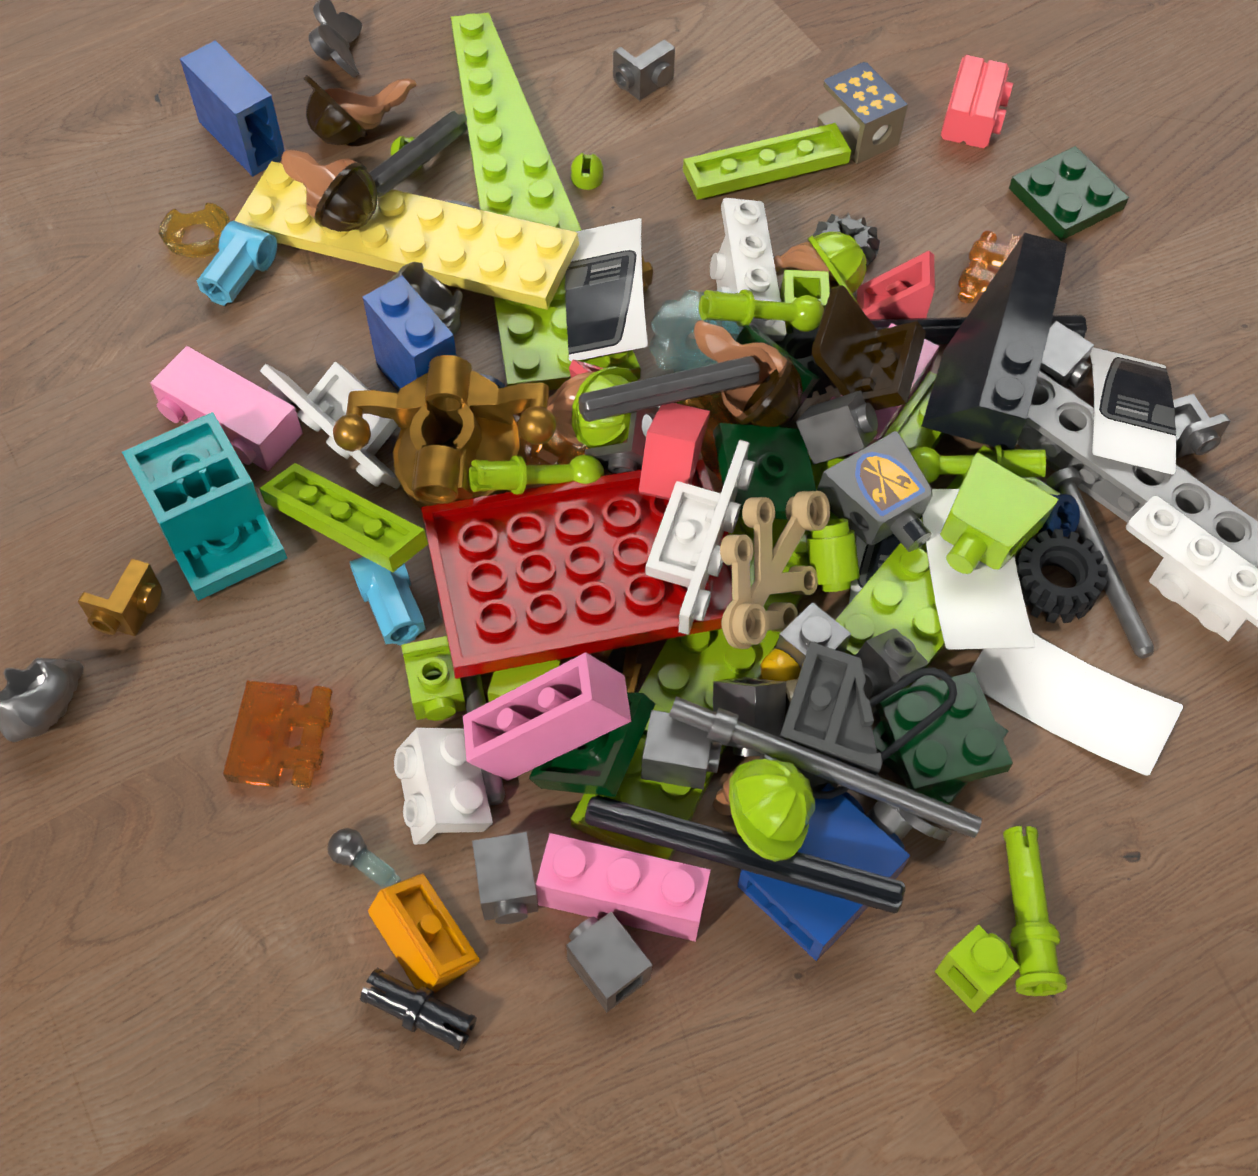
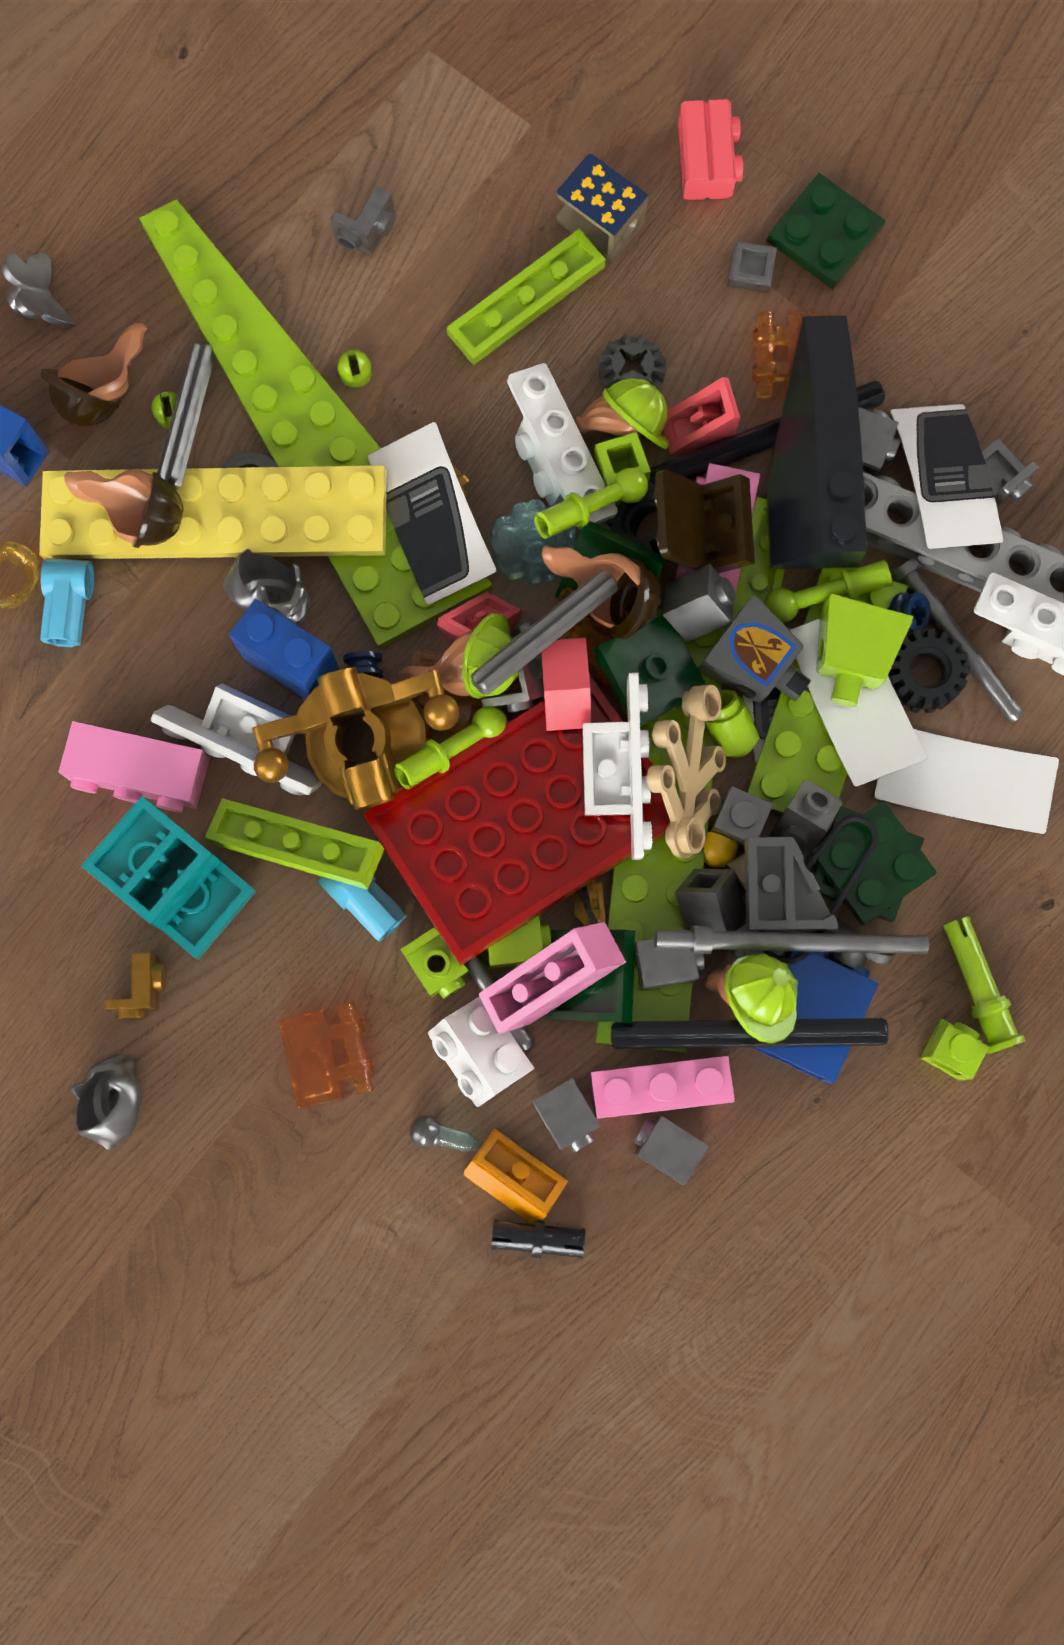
camera: 20 degrees left, 20 degrees up
(988, 200) = (752, 266): none -> flat silver tile

